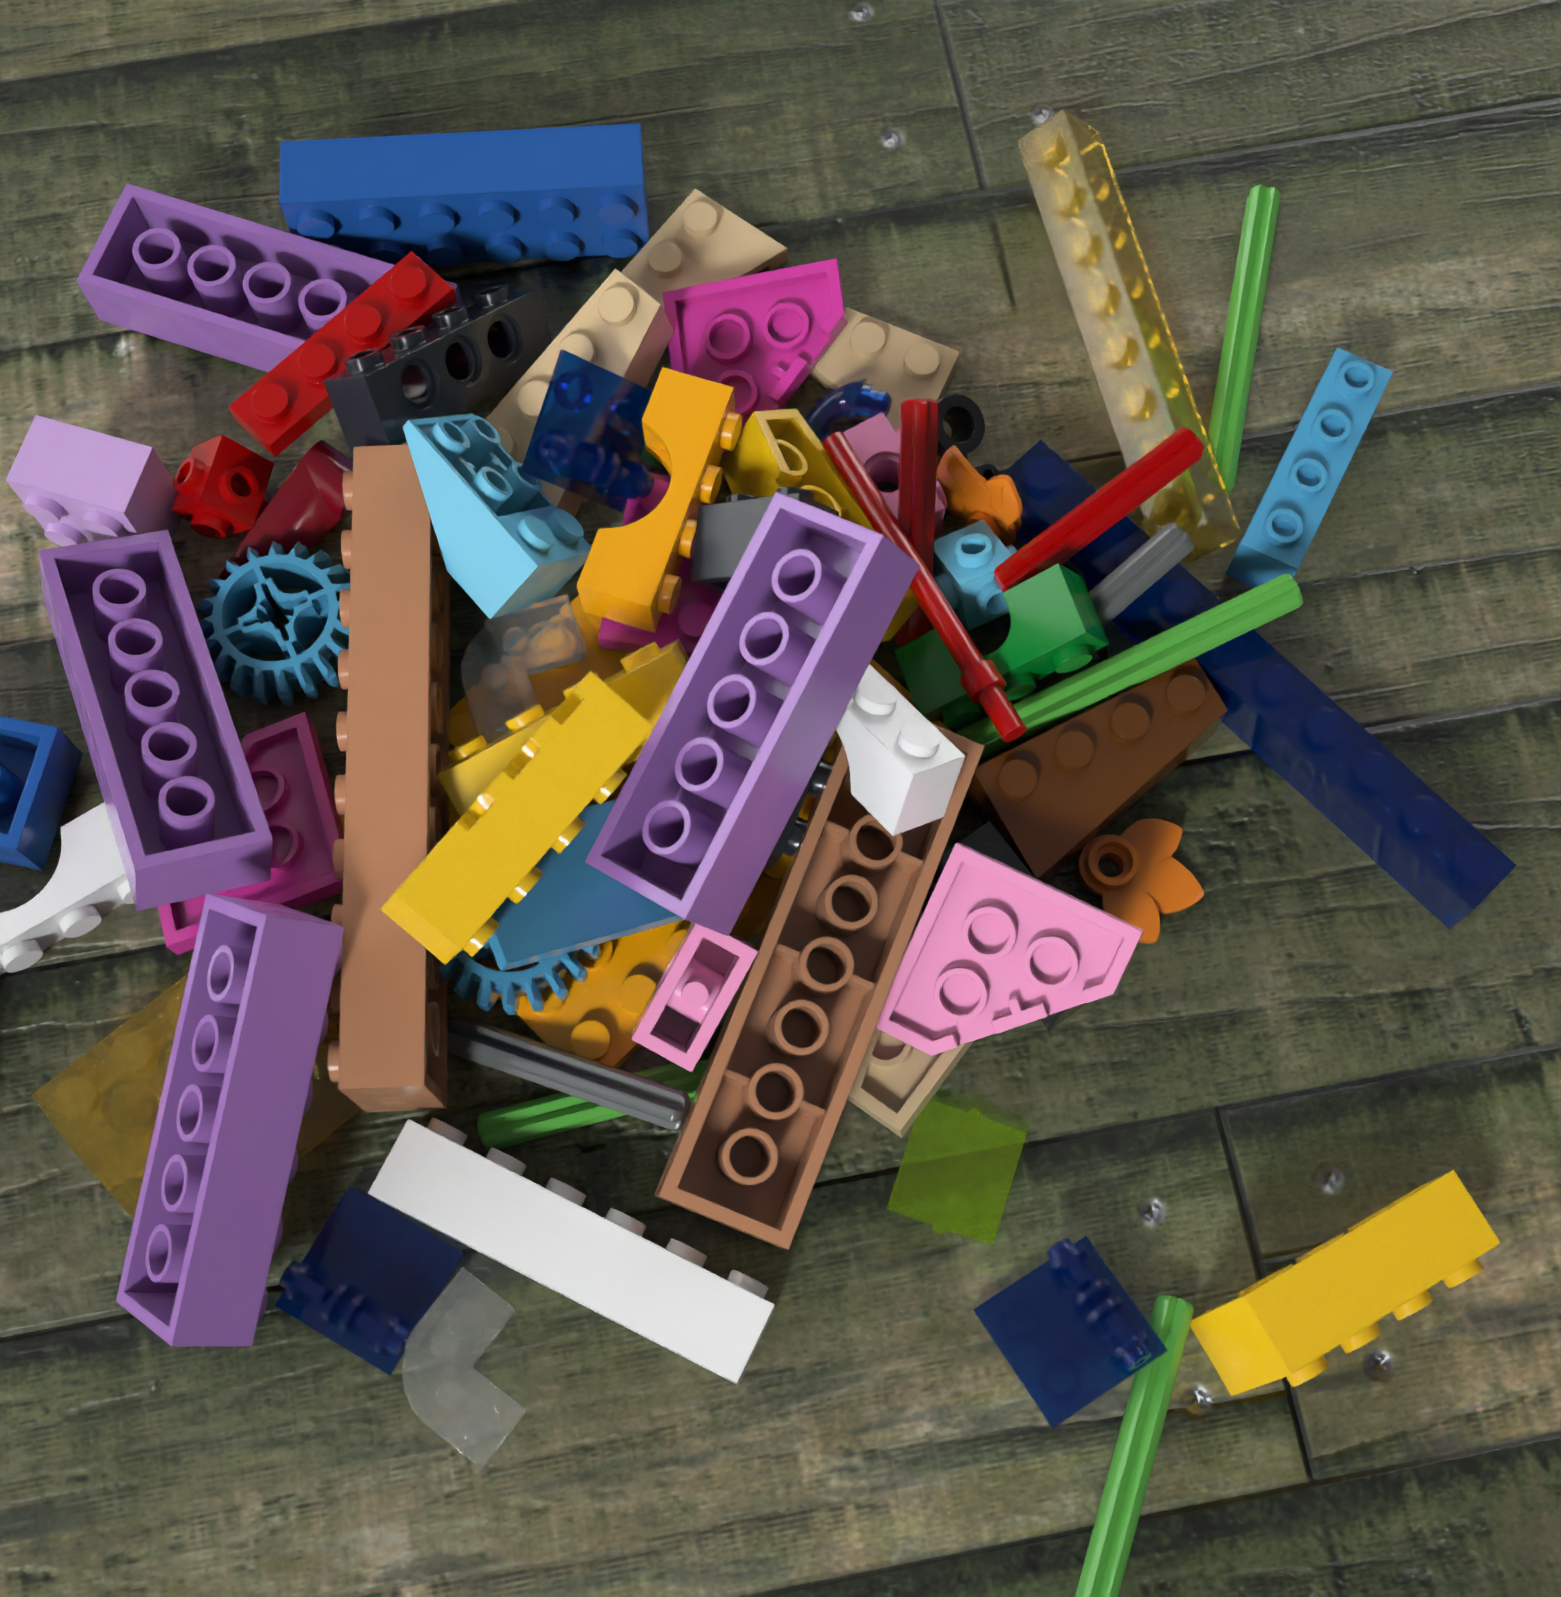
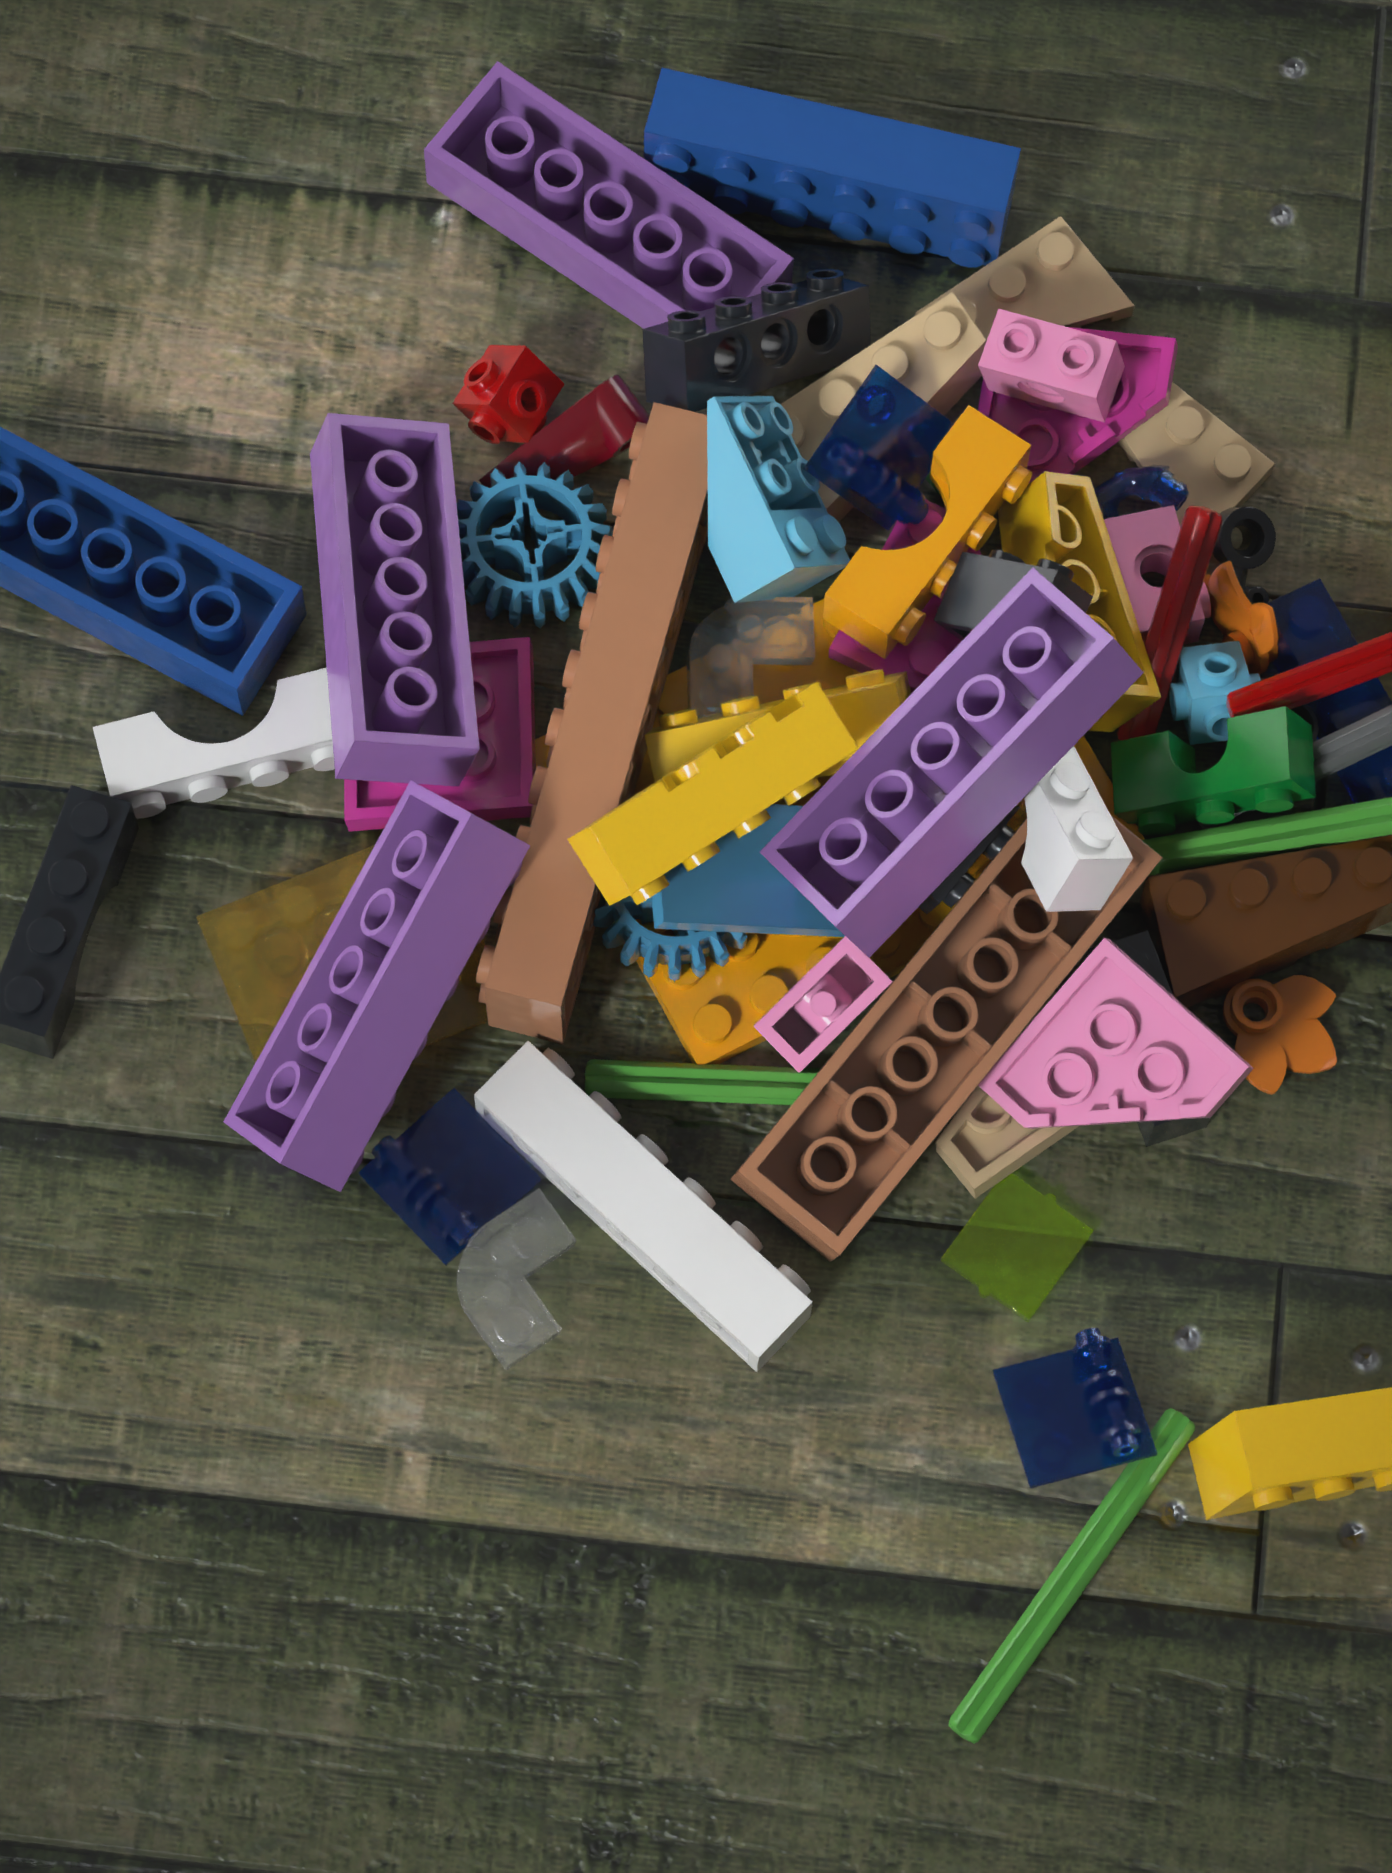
camera: 15 degrees right, 0 degrees up
(91, 484) = (388, 360): lavender brick -> none
(294, 391) = (613, 321): red plate -> none
(568, 1072) = (683, 1044): dark grey axle -> none
(729, 312) = (1051, 365): none -> bright pink brick
(979, 676) = (1179, 792): red bar -> none

